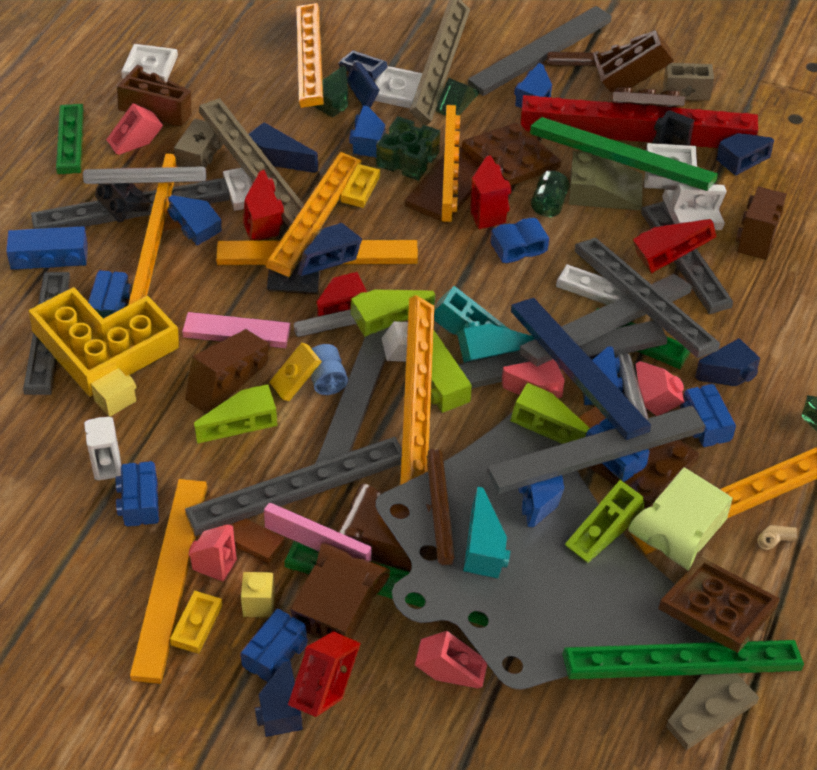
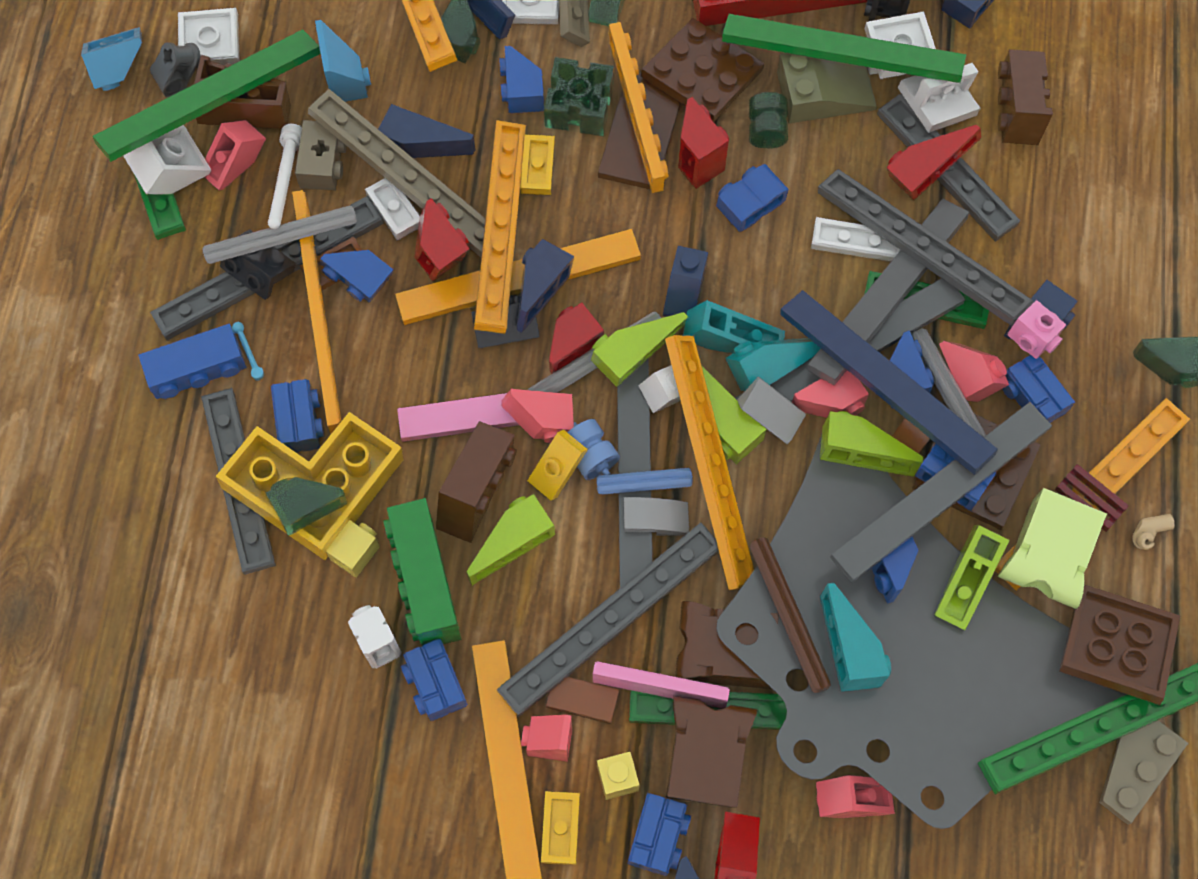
camera: 15 degrees left, 20 degrees up
(73, 58) = (111, 57): none -> dark azure slope
(82, 119) = (168, 163): none -> white slope
(87, 338) = (303, 501): none -> clear green slope
(92, 268) = (256, 372): none -> medium azure hinge
(115, 69) = (175, 67): none -> dark grey piece
(129, 82) = (206, 95): none -> green tile
(159, 414) = (423, 572): none -> green brick
(178, 131) = (290, 141): none -> white piece
(237, 92) = (341, 65): none -> dark azure slope
(292, 330) = (540, 412): none -> coral slope
(361, 399) = (644, 481): none -> medium blue axle
(361, 426) = (656, 515): none -> light grey slope
(448, 272) = (685, 280): none -> dark blue slope
(481, 374) = (771, 410): none -> light grey slope
(716, 363) = (1037, 330): none -> bright pink brick
(740, 499) = (1096, 487): none -> dark red tile

